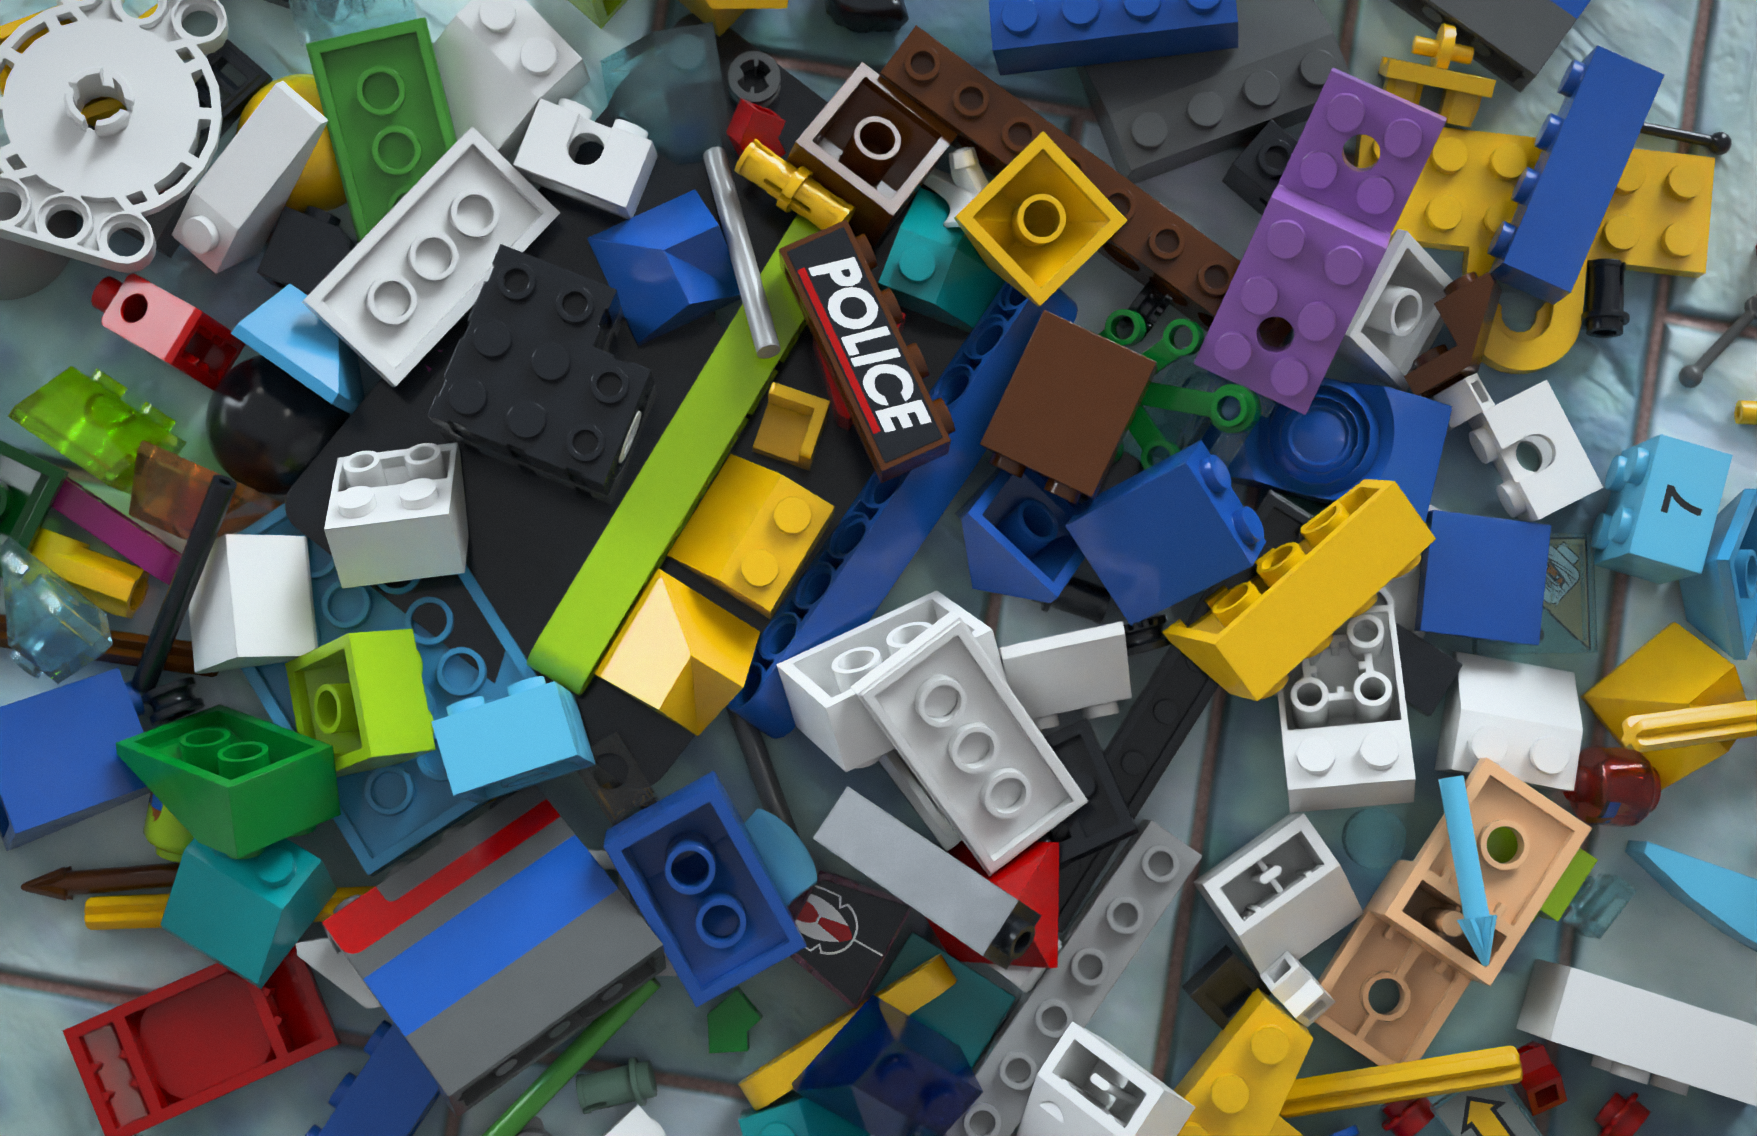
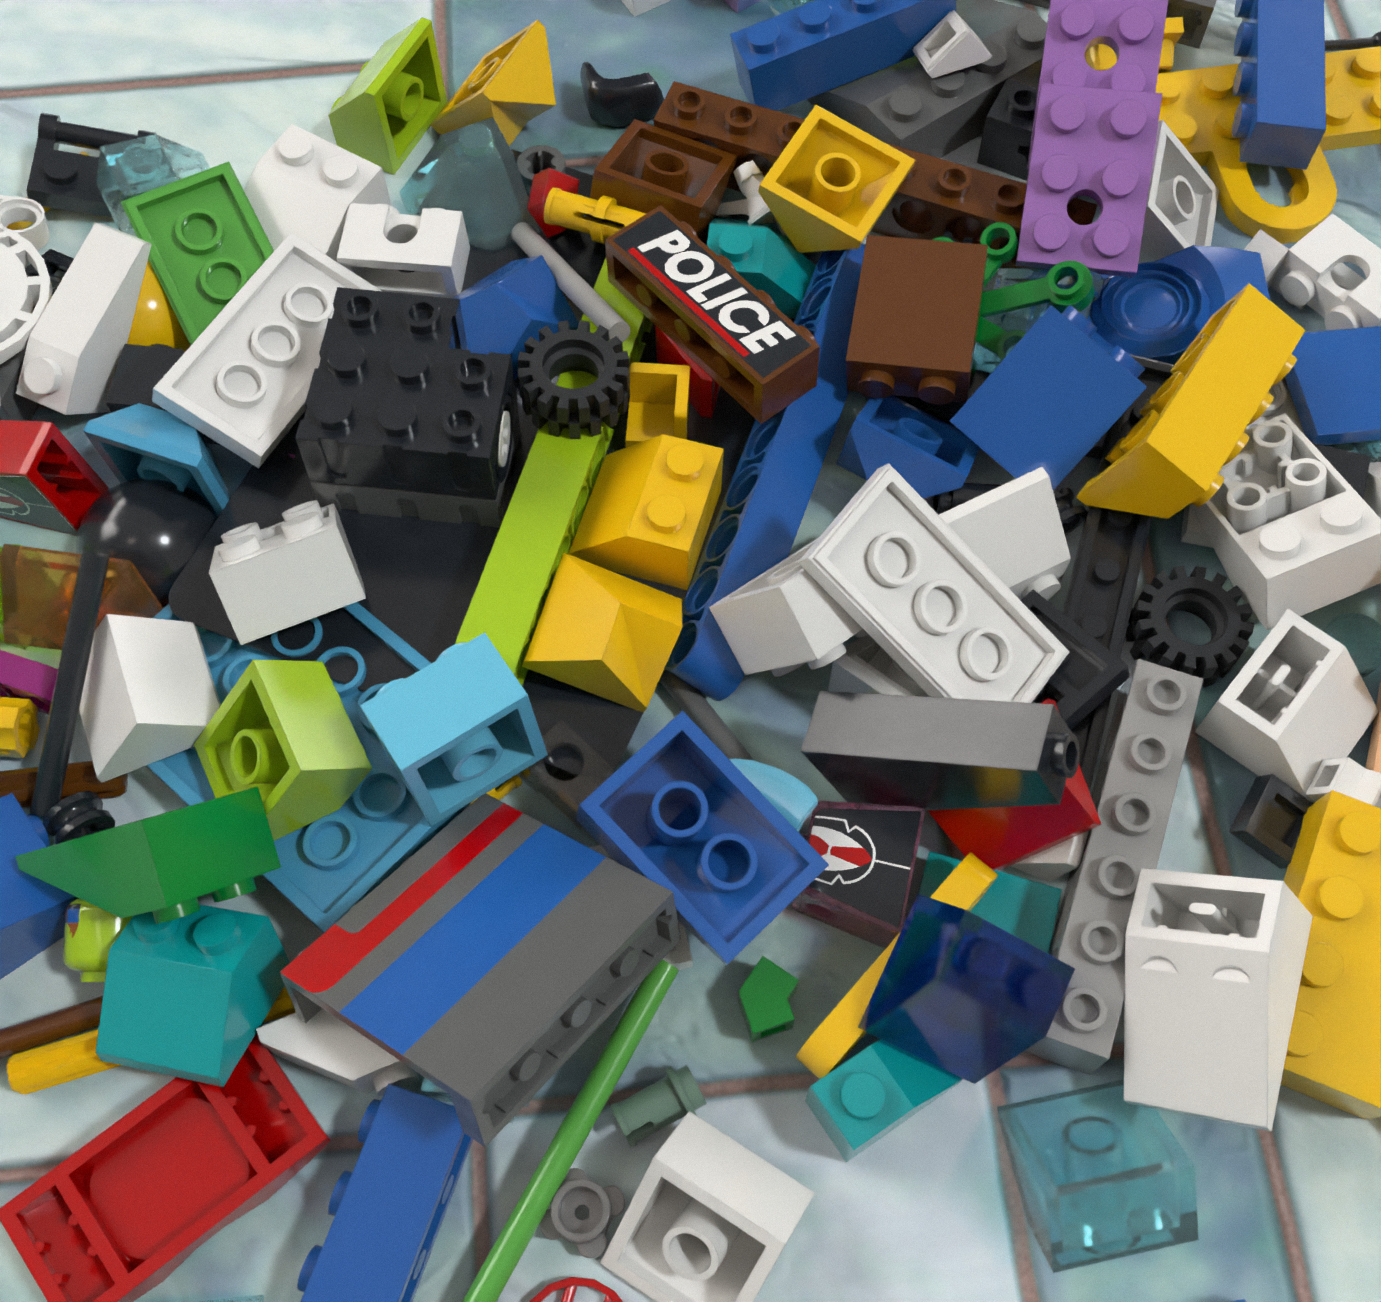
camera: 10 degrees left, 20 degrees down
(706, 353) = (574, 352): none -> black tyre
(1220, 74) = (950, 47): none -> white slope
(1261, 783) = (1207, 601): none -> black tyre
(1469, 316) = (1236, 192): reddish brown slope -> none
(1605, 299) = (1349, 167): black pin -> none

